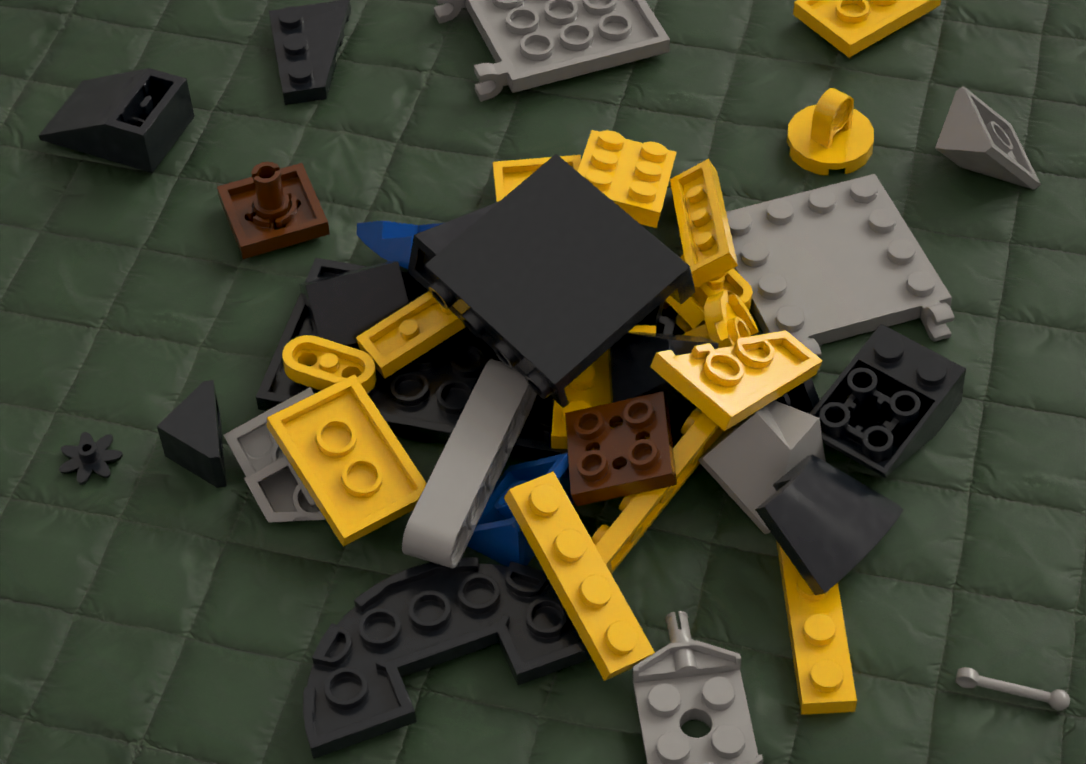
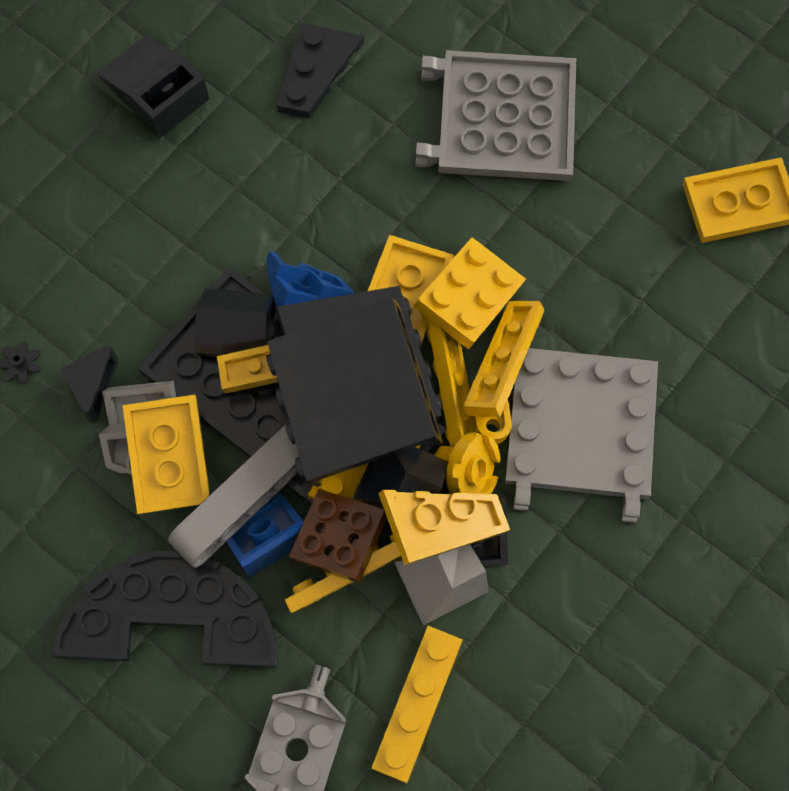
camera: 25 degrees right, 20 degrees up
(272, 201) = (225, 201): reddish brown plate -> none
(329, 362) = (191, 372): yellow plate -> none
(579, 575) = (267, 616): yellow plate -> none
(826, 521) = (455, 646): black slope -> none
(830, 135) = (645, 312): yellow tile -> none
(889, 401) = (547, 569): black slope -> none
(984, 142) = (754, 371): light grey slope -> none

